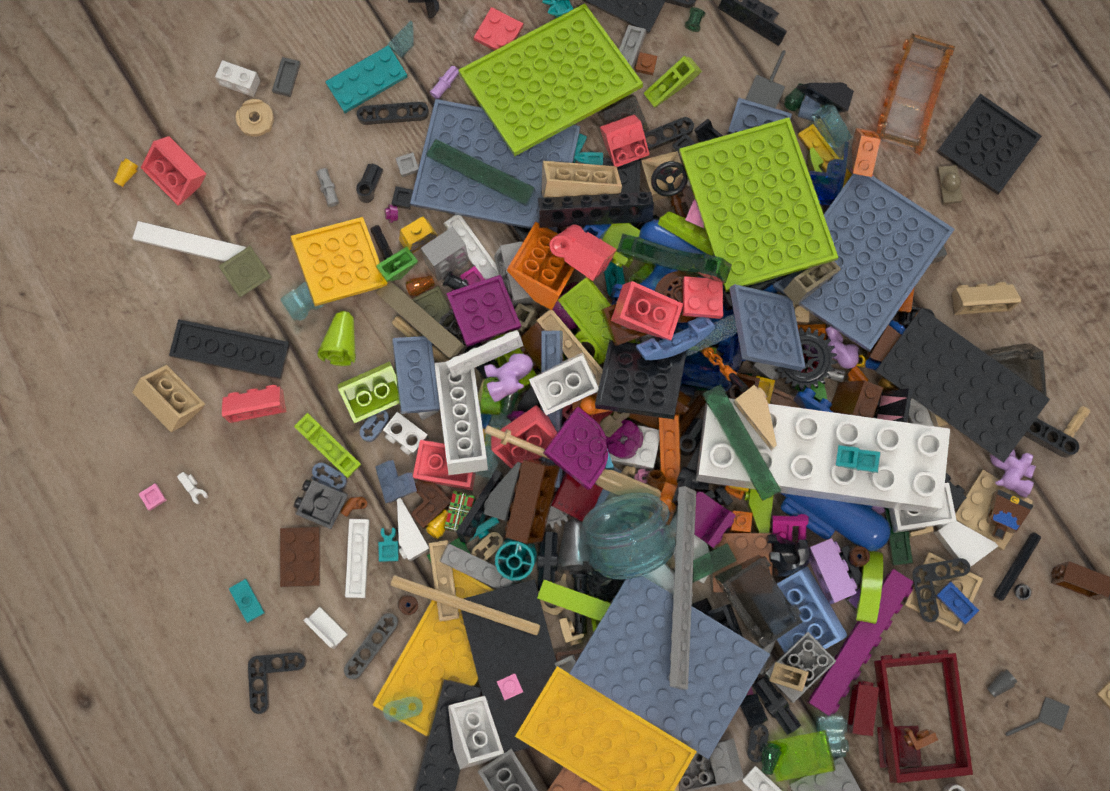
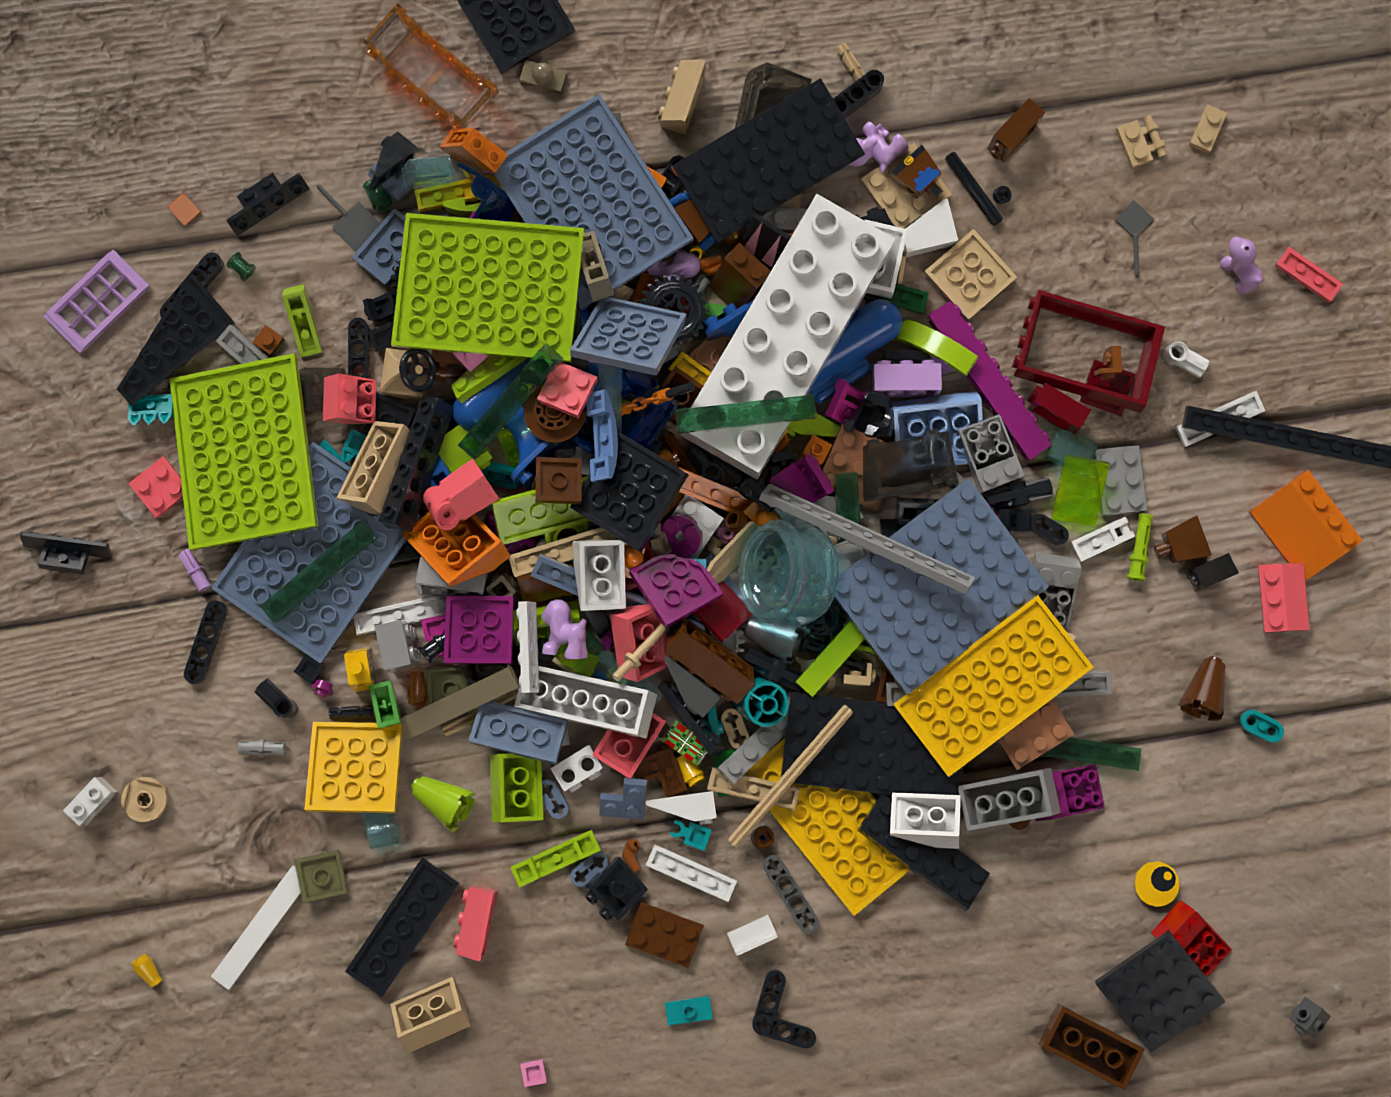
camera: 70 degrees left, 5 degrees up
(172, 169) = (167, 915): coral slope -> none
(189, 483) = (535, 1026): white plate -> none
(286, 77) = (110, 745): dark grey tile -> none
(366, 79) = (152, 656): teal plate -> none
(402, 708) = (870, 884): clear light blue plate -> none
(403, 40) = (124, 597): clear light blue tile -> none
(407, 164) = (273, 649): light grey plate -> none
(509, 686) = (894, 762): bright pink plate -> none
(646, 311) = (559, 454): coral slope -> none
(756, 411) = (721, 384): tan slope -> none
(770, 757) = (1067, 521): clear green cone -> none
(789, 676) = (998, 468): tan slope -> none
(858, 459) = (812, 301): teal slope -> none
(859, 556) = (902, 344): reddish brown tile -> none
(931, 577) = (952, 279): black beam -> none
(957, 602) = (988, 265): blue plate -> none
(1002, 683) = (1085, 256): dark grey cone -> none

